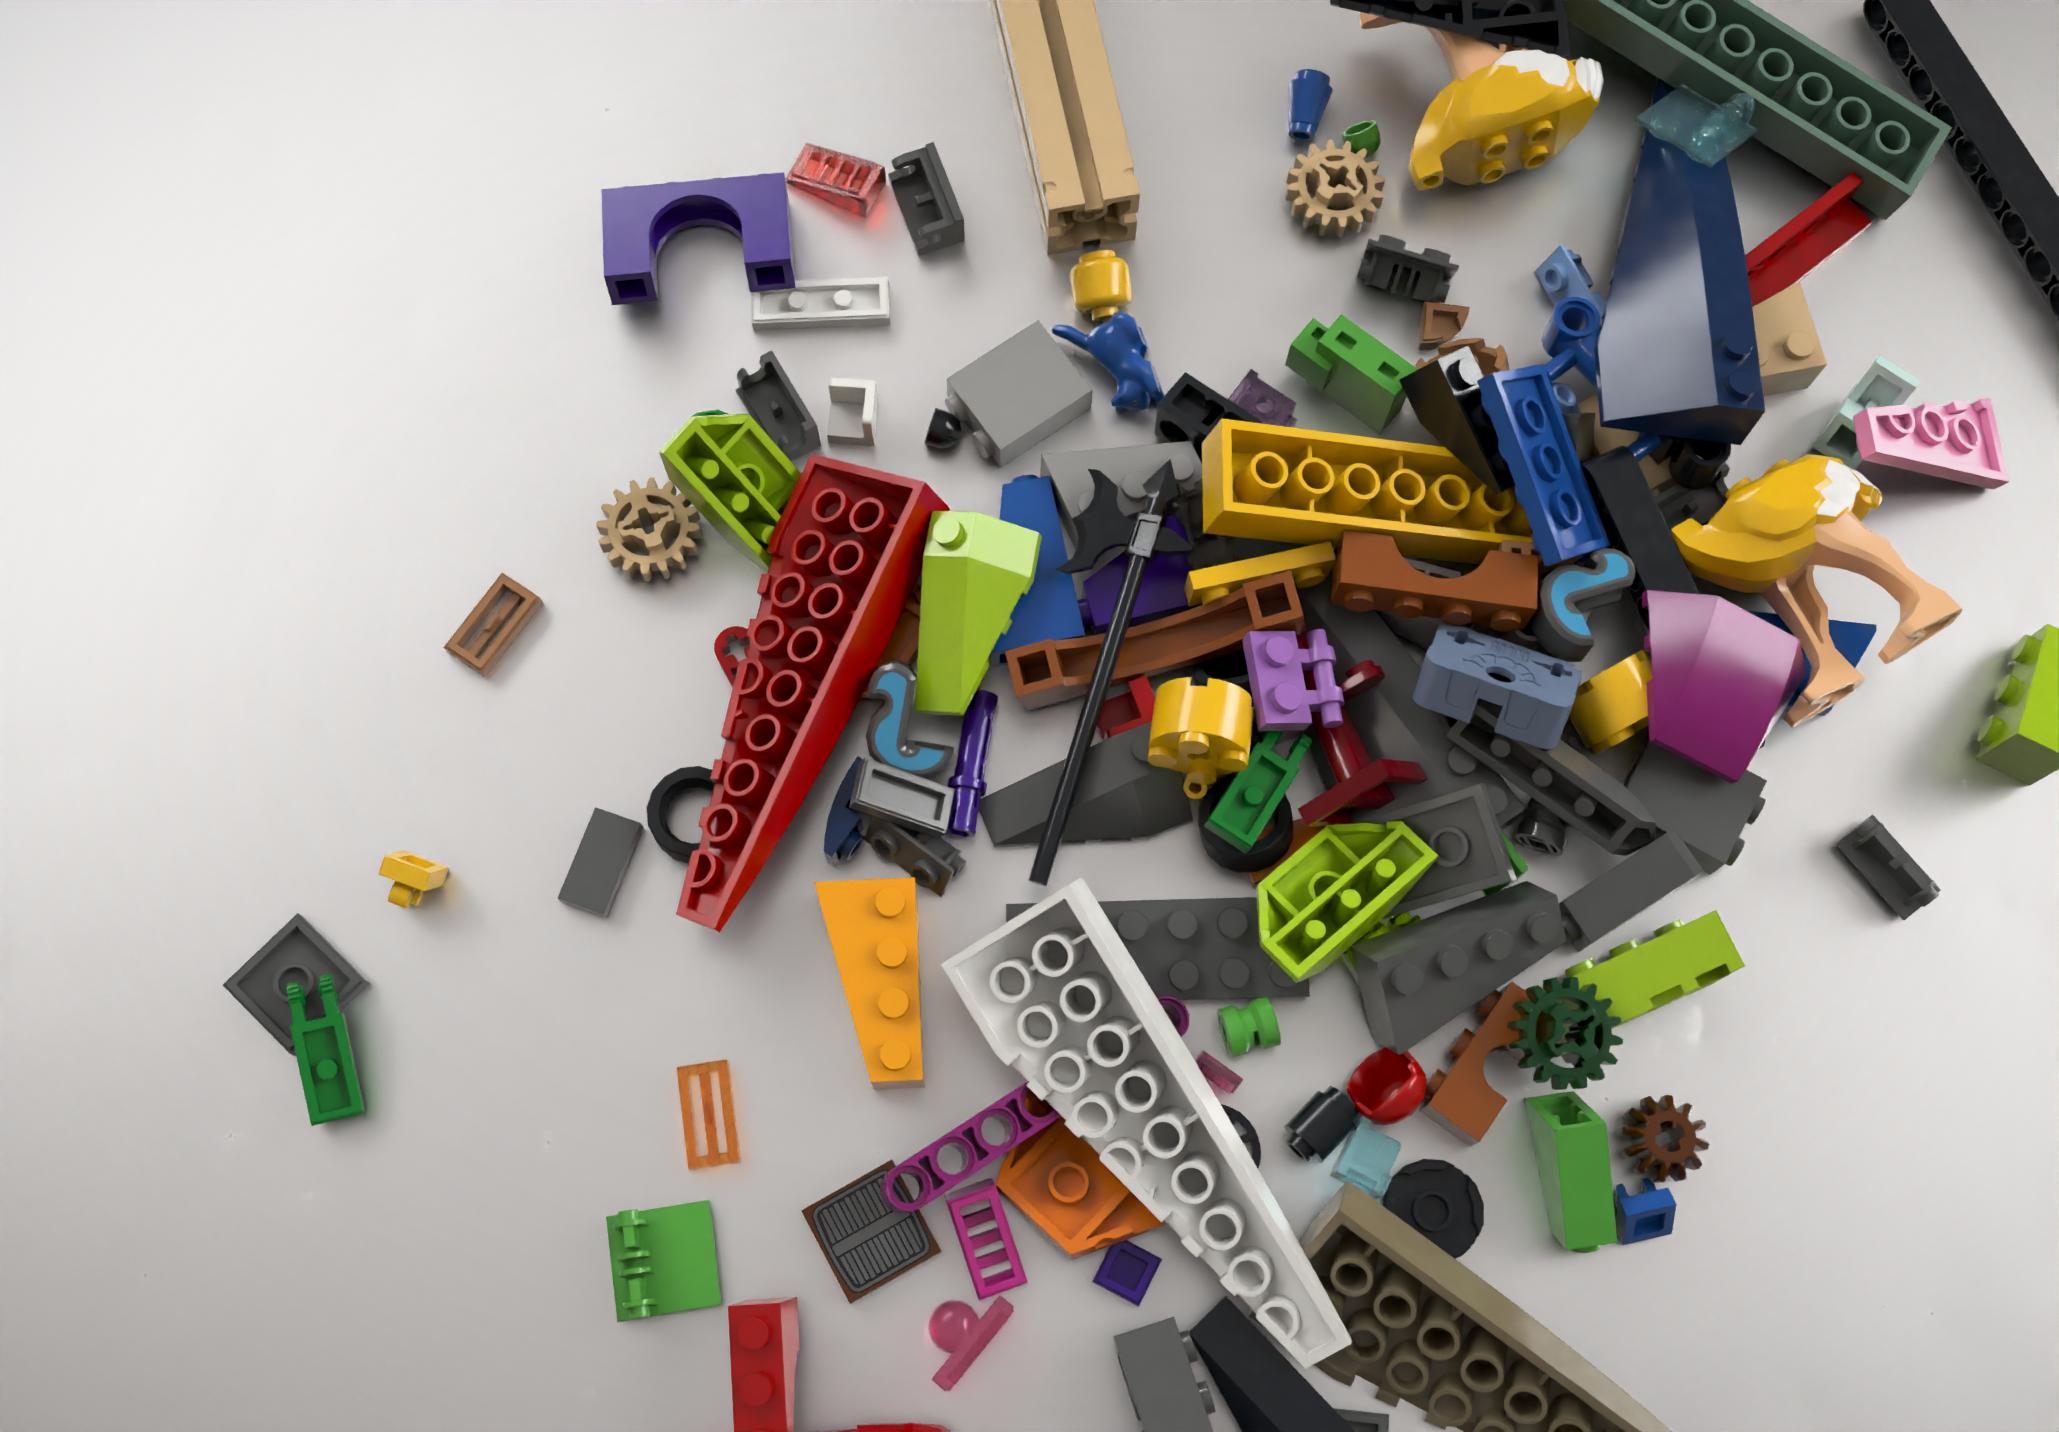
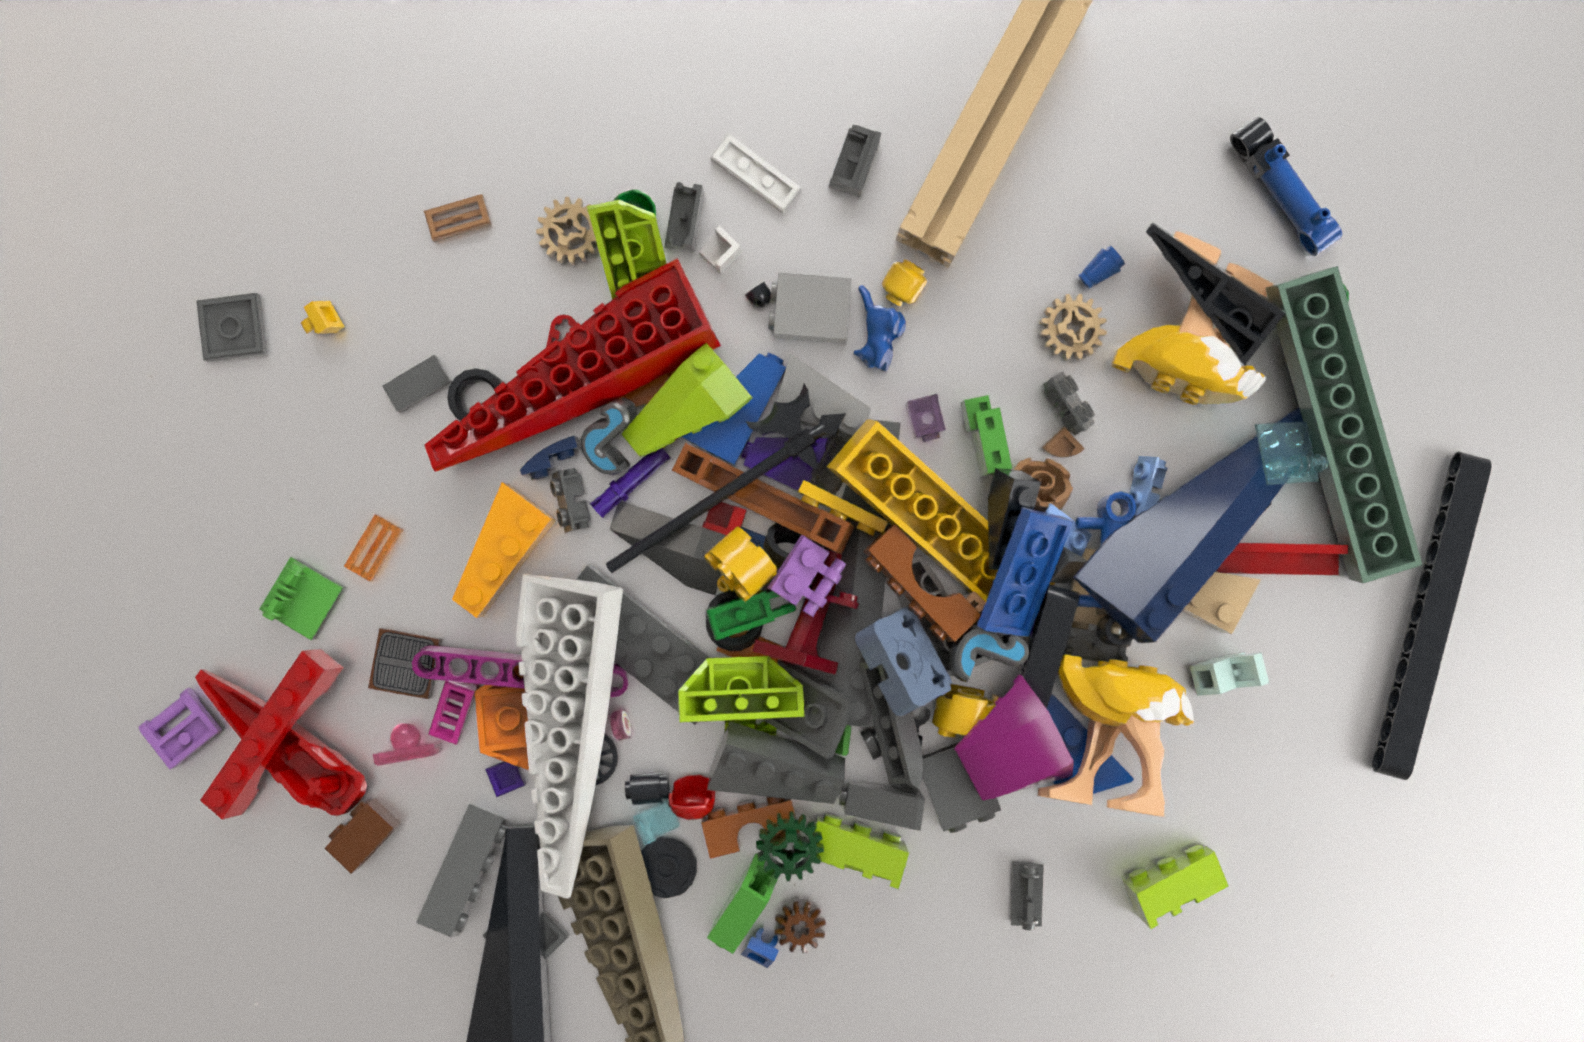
camera: 40 degrees right, 15 degrees up
(324, 1056) = (216, 375): green hinge -> none
(646, 216) = (698, 53): dark purple arch -> none
(844, 196) = (831, 129): clear red slope -> none
(902, 798) = (578, 473): tile -> none
(1192, 412) = (889, 403): black brick -> none
(1249, 1027) = (653, 716): bright green wheel -> none
(1363, 135) = (1113, 310): bright green hinge -> none
(1935, 440) = (1251, 718): bright pink wing -> none

